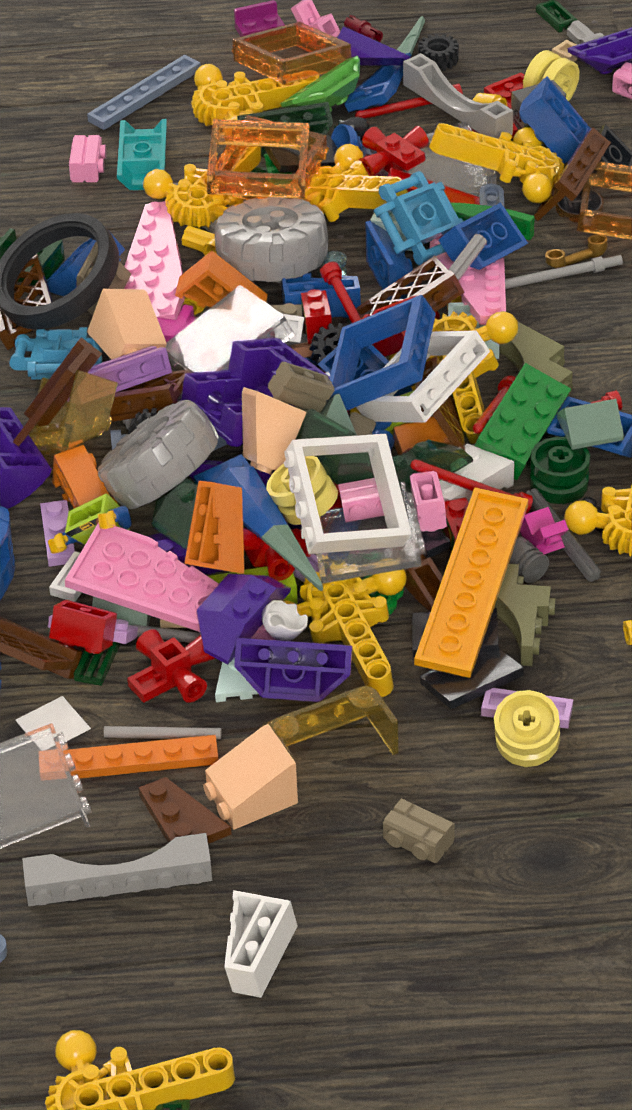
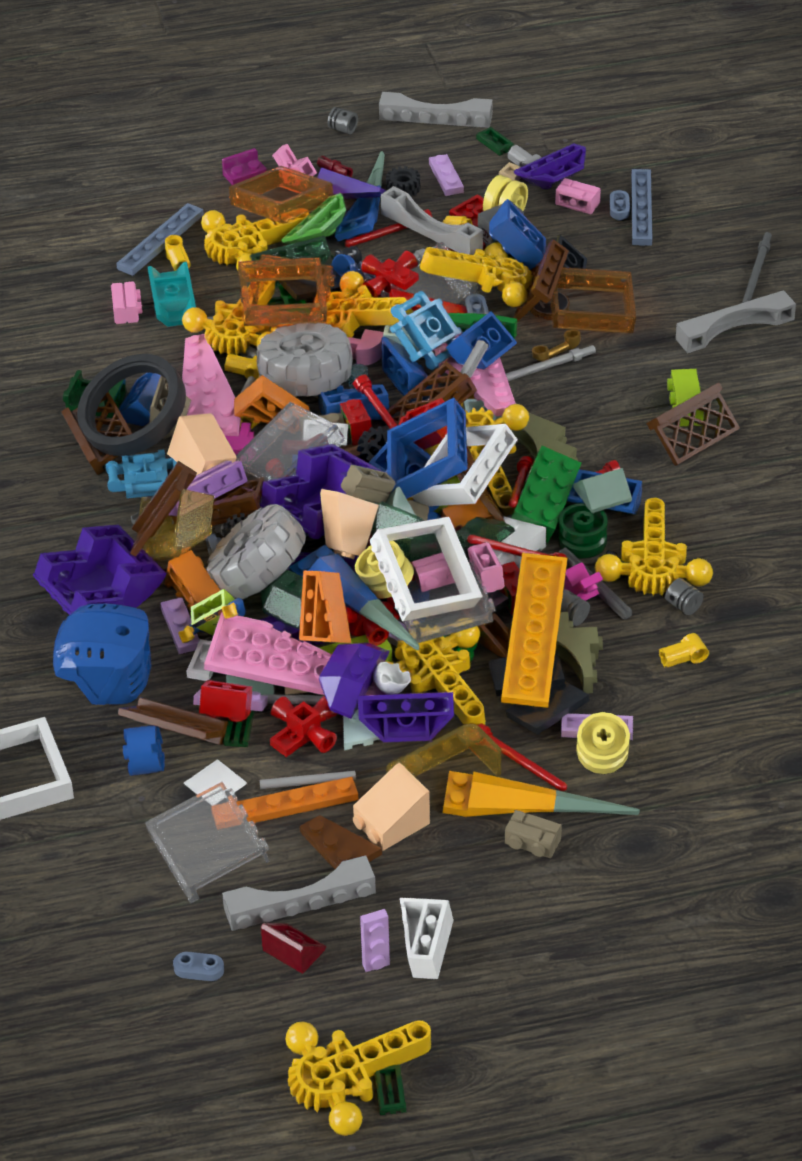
camera: 10 degrees left, 0 degrees up
(92, 932) = (290, 945): none -> dark red slope
(157, 106) = (175, 251): none -> yellow piece
(189, 940) = (375, 940): none -> lavender plate
(348, 236) = (368, 348): none -> bright pink brick
(377, 776) = (489, 795): none -> light orange plate
(425, 737) = (525, 762): none -> red piece
(491, 48) = (446, 175): none -> lavender plate

